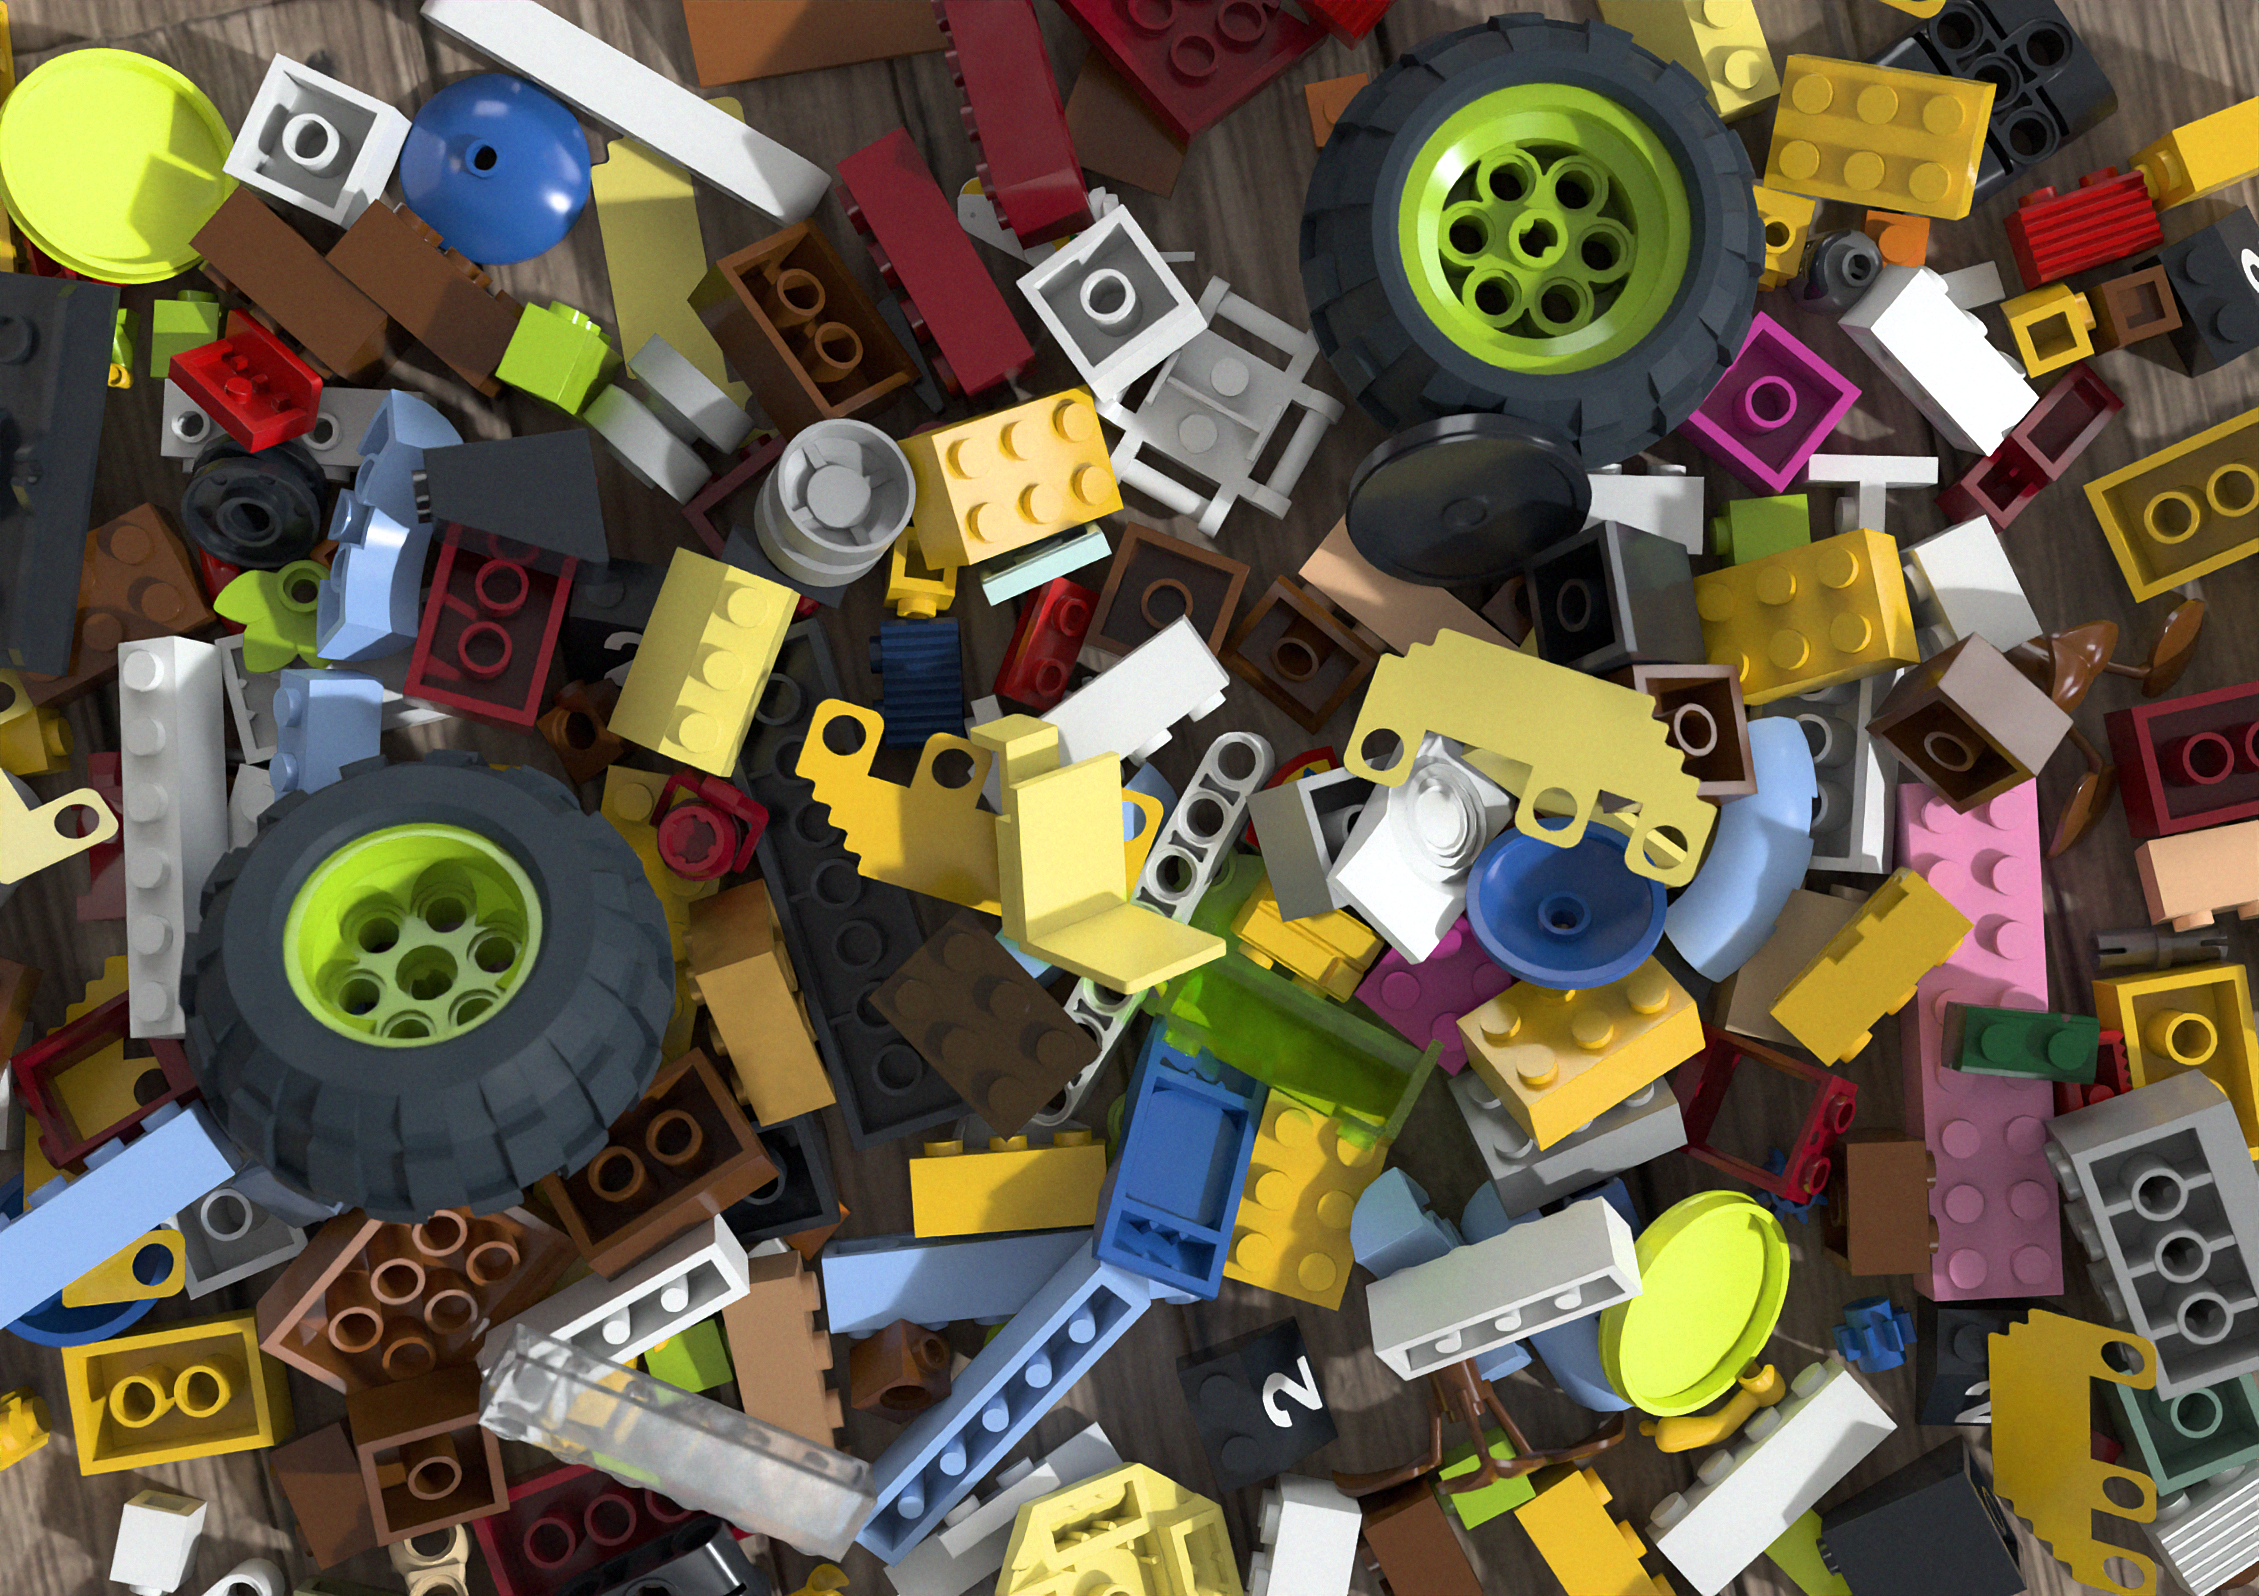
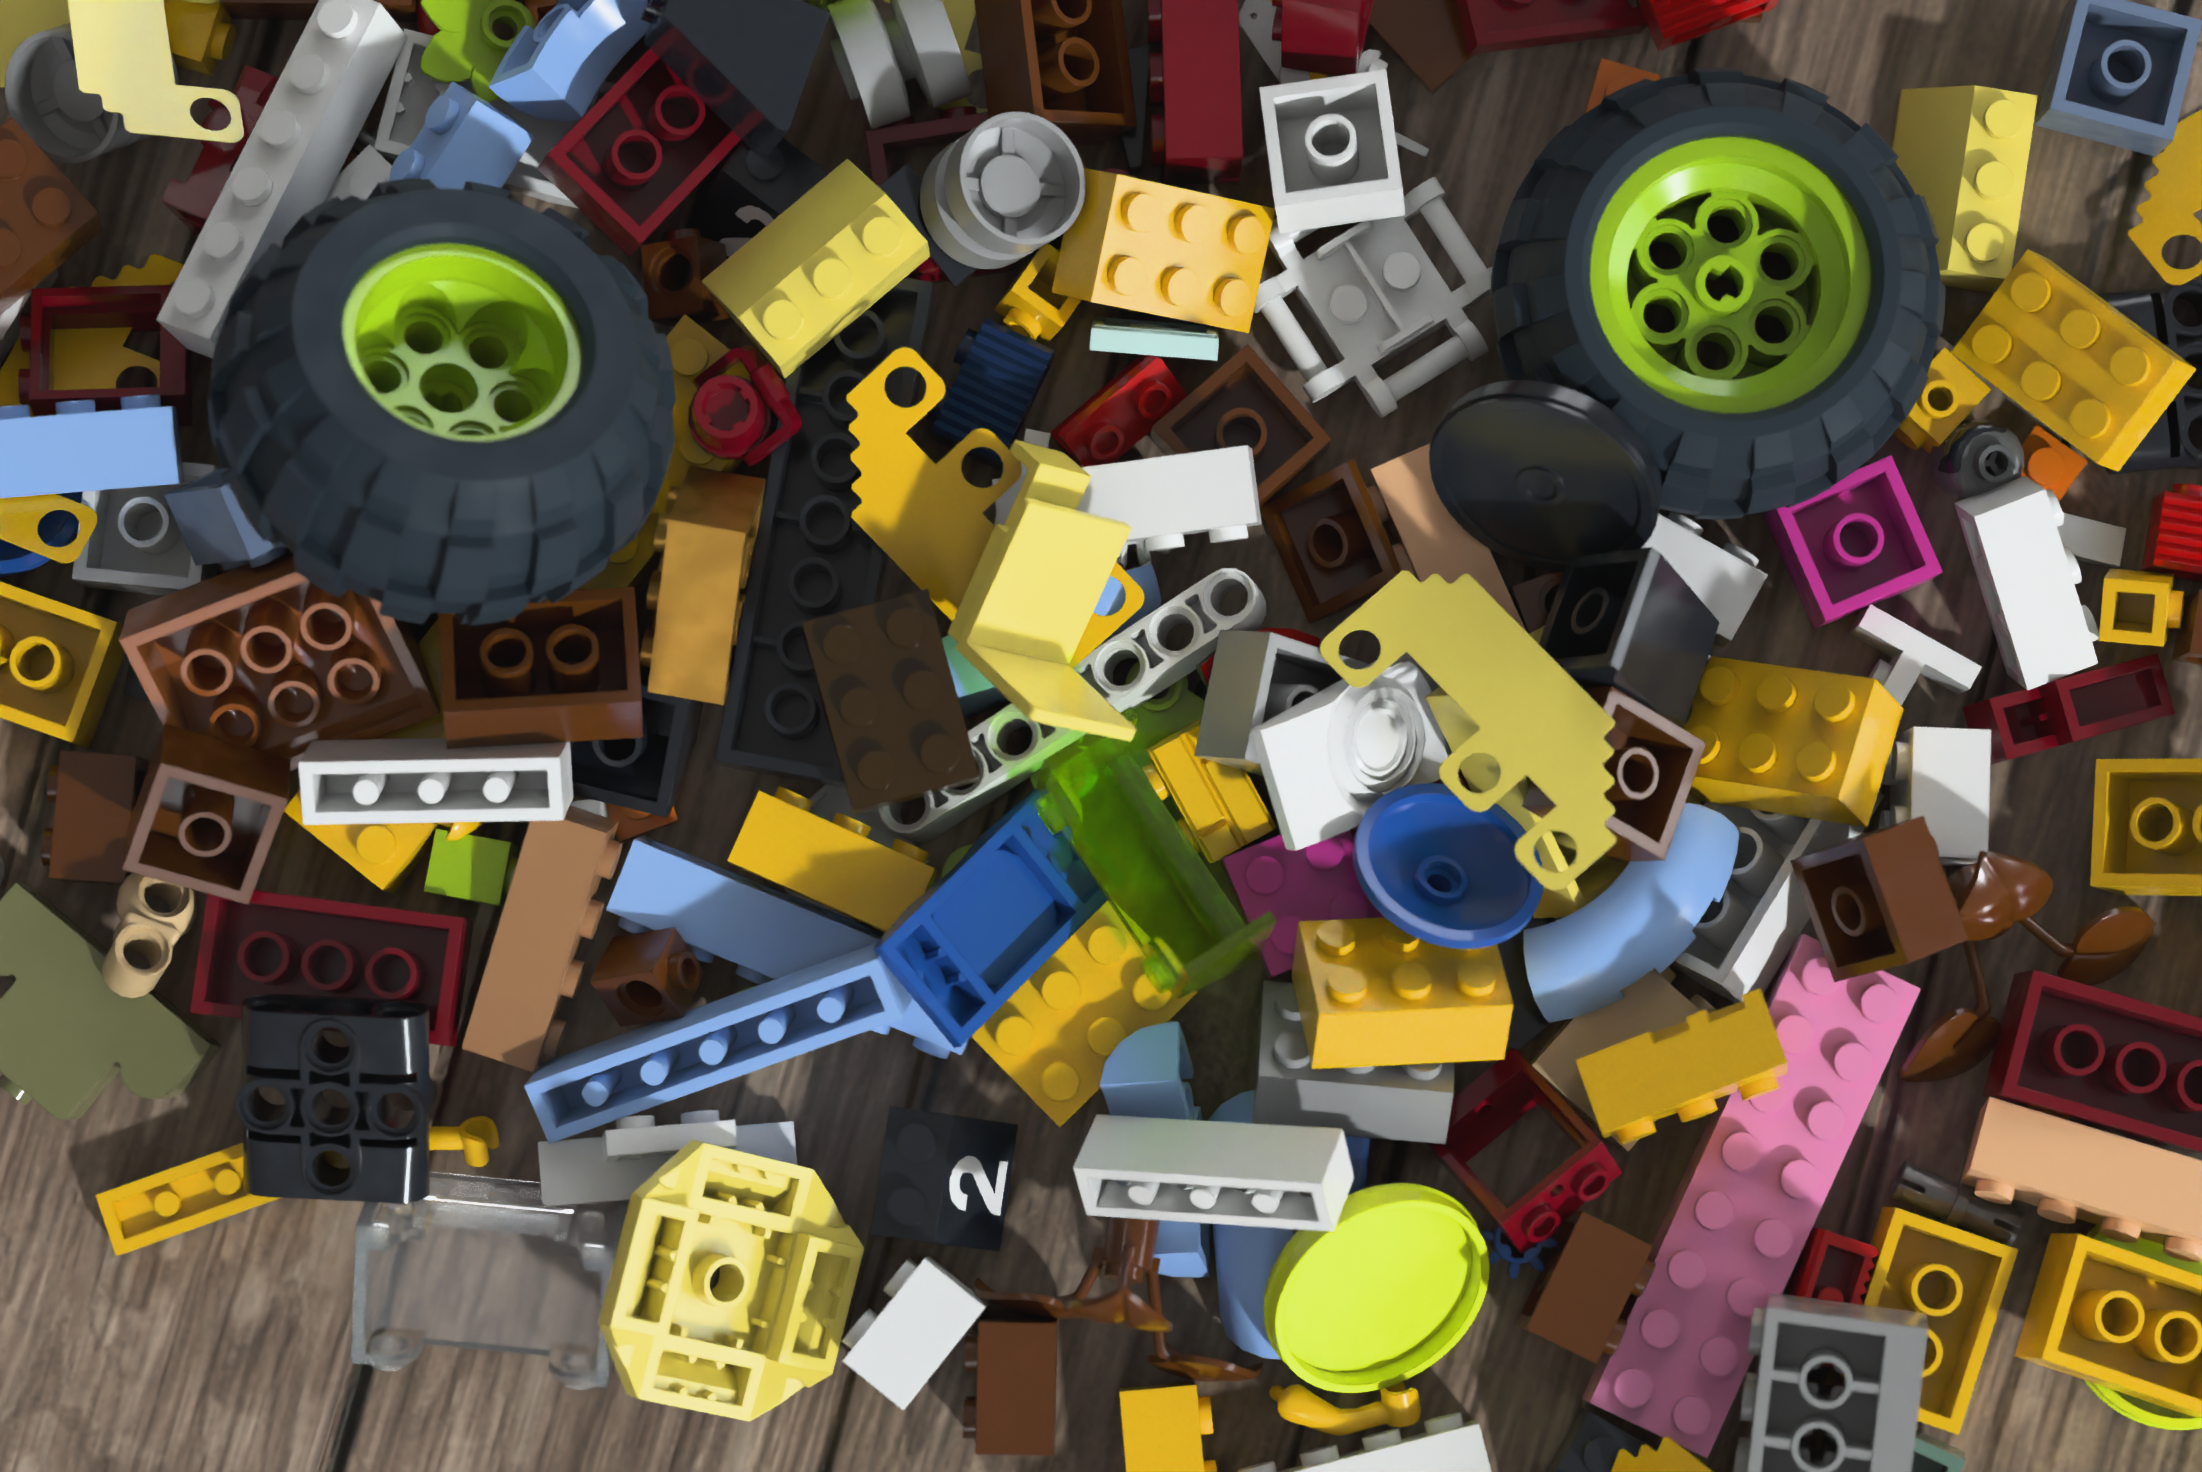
camera: 25 degrees right, 5 degrees down
(676, 1444) = (428, 920): clear brick -> none
(1488, 1502) = (1103, 1355): lime brick -> none
(1759, 528) = (1795, 642): lime brick -> none
(1874, 1333) = (1523, 1411): blue gear -> none
(2020, 1042) = (1780, 1203): dark green brick -> none

